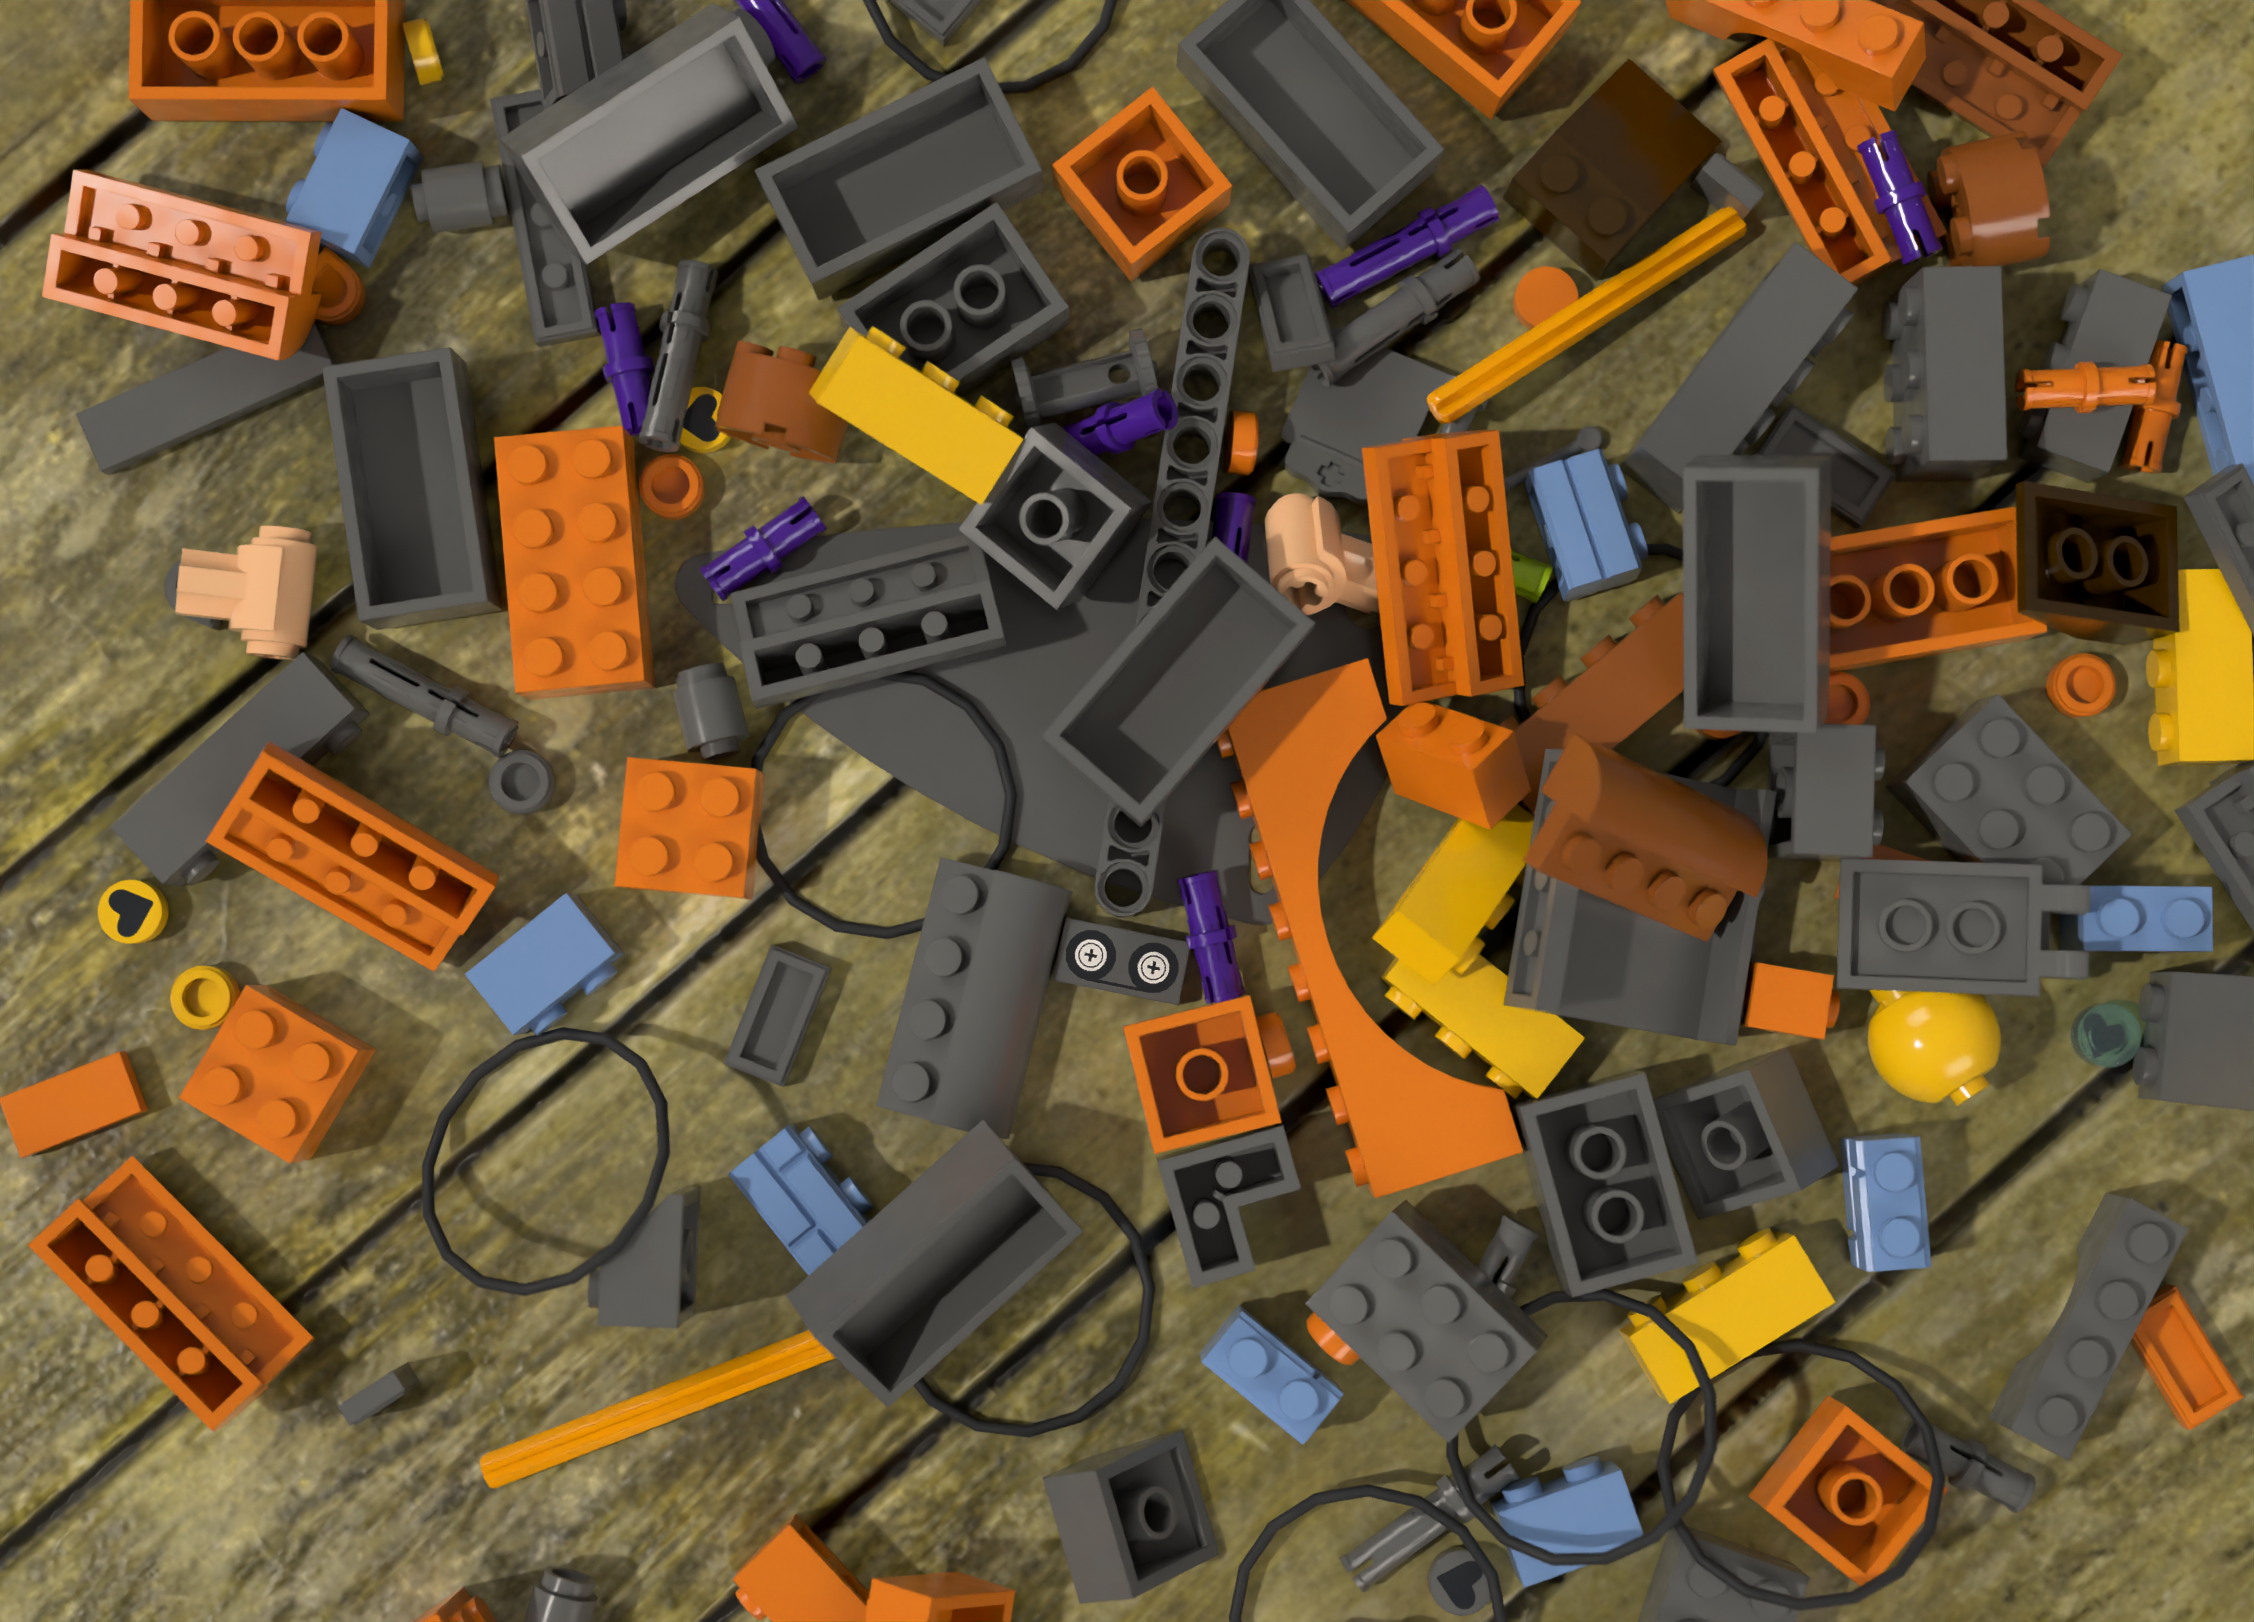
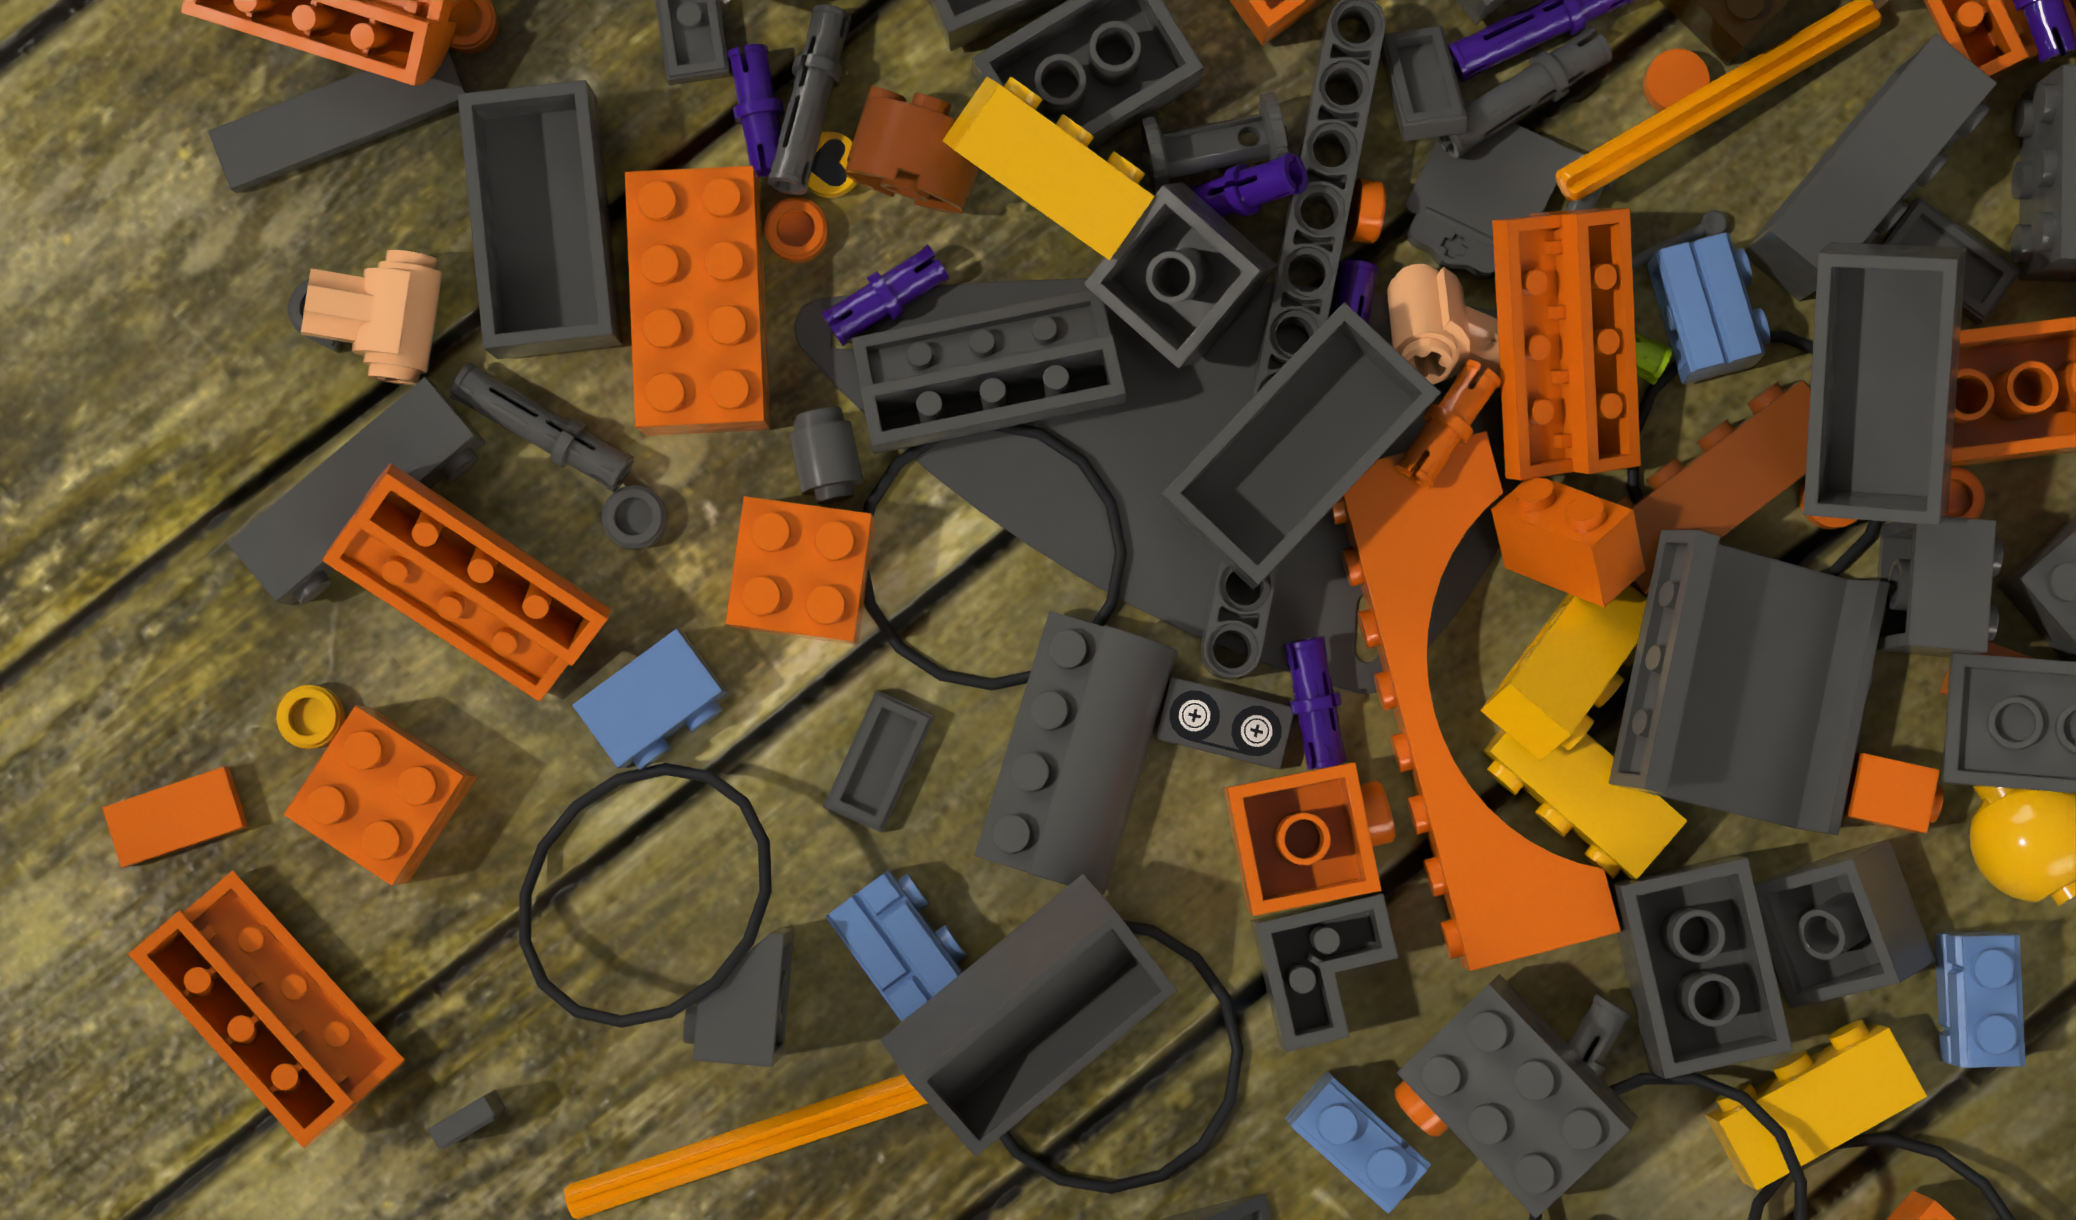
camera: 10 degrees right, 0 degrees up
(133, 911) = (242, 628): yellow tile -> none
(1328, 652) = (1448, 423): none -> orange pin
(1646, 840) = (1760, 625): dark orange brick -> none

